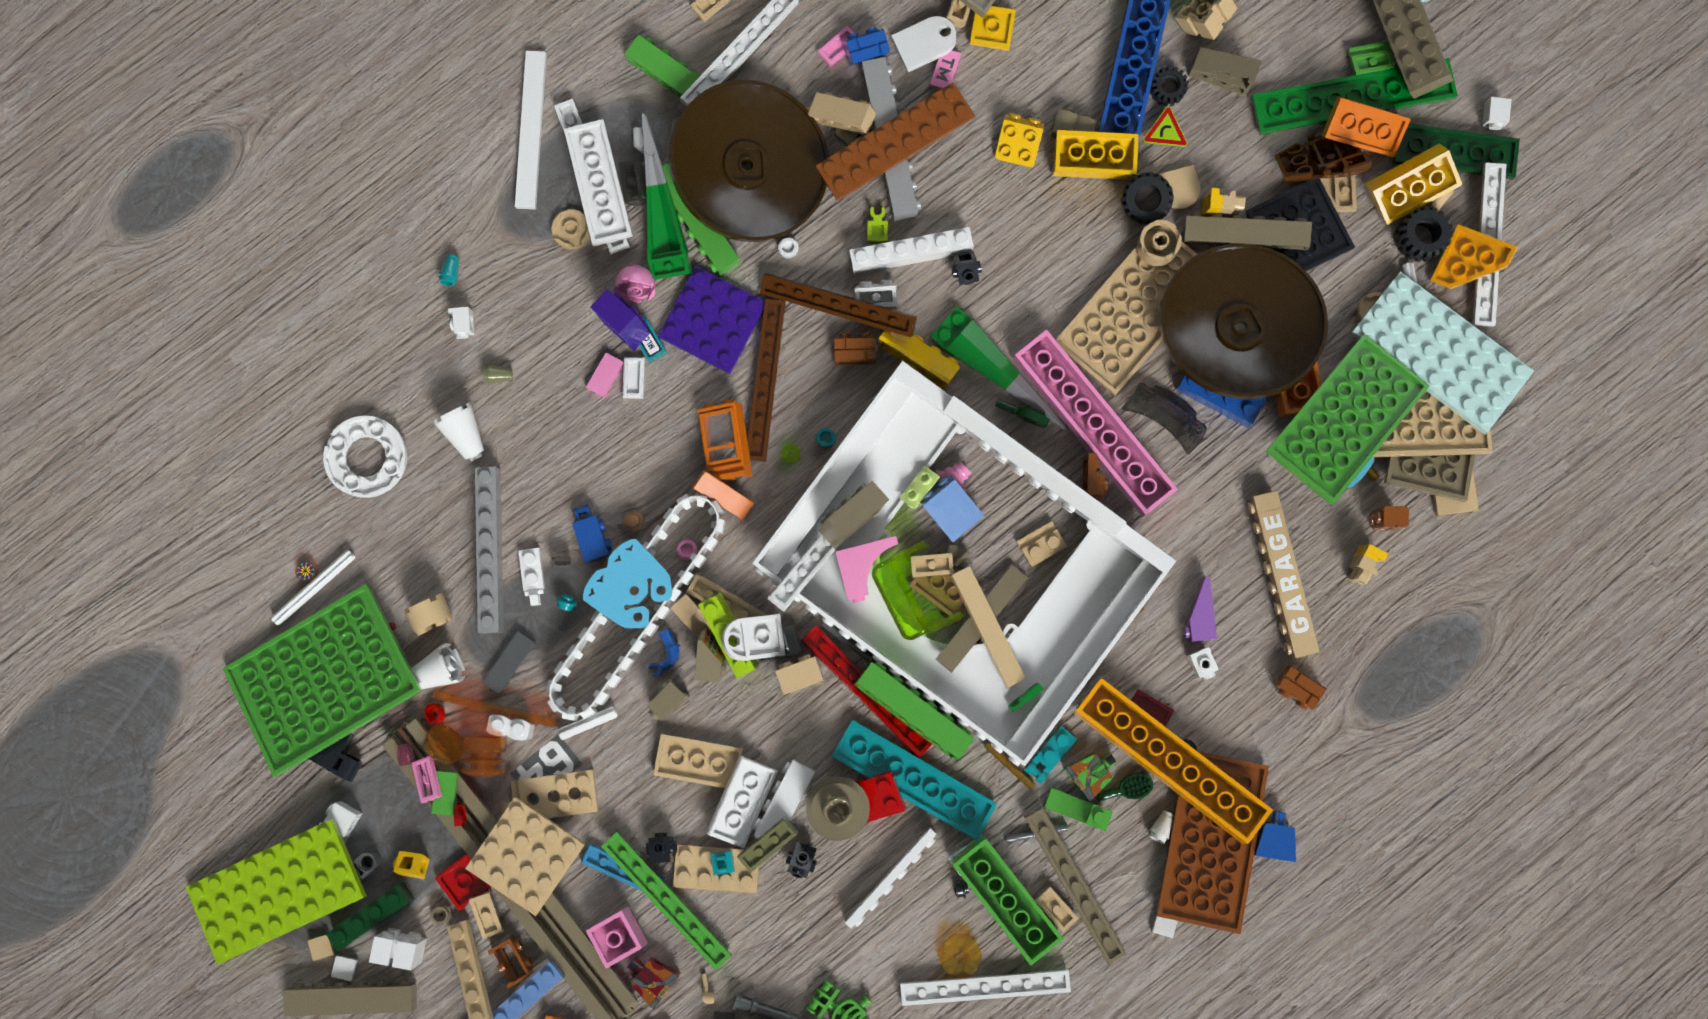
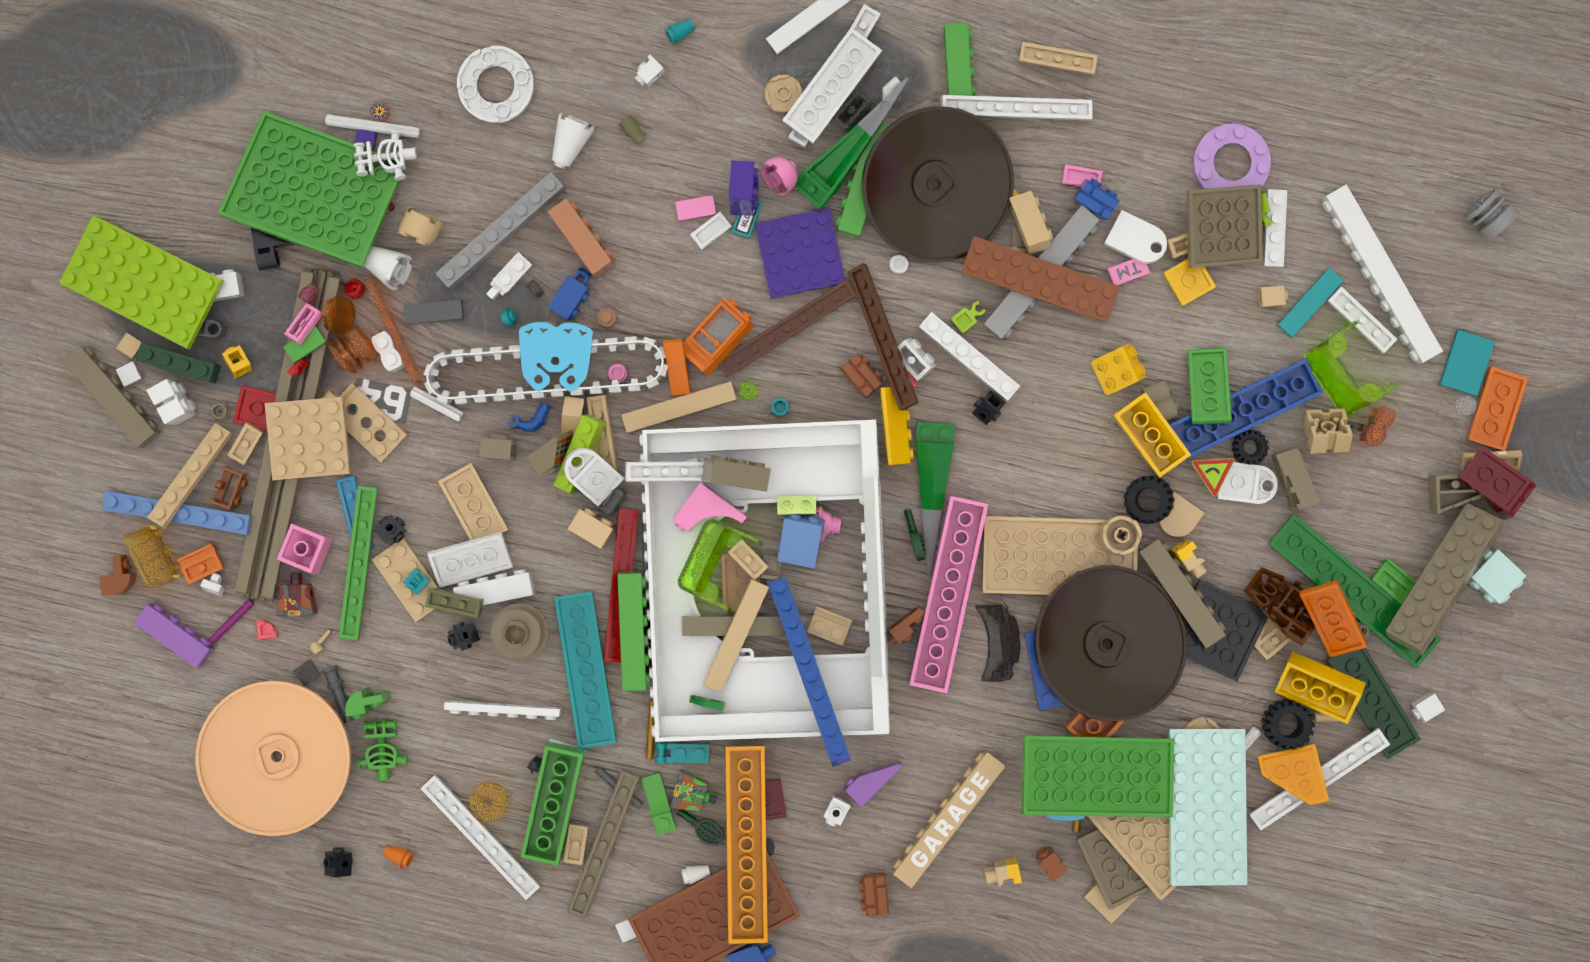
camera: 50 degrees right, 5 degrees up
(318, 601) = (364, 136): none -> dark purple tile
(335, 612) = (398, 153): none -> white piece
(550, 487) = (580, 237): none -> nougat brick
(757, 522) = (679, 407): none -> tan tile
(788, 994) = (363, 701): none -> bright green brick
(882, 795) = (555, 656): red plate -> none
(1070, 587) = (809, 672): none -> blue brick
(1093, 77) = (1209, 386): none -> bright green tile
(1196, 114) = (1245, 484): none -> white tile

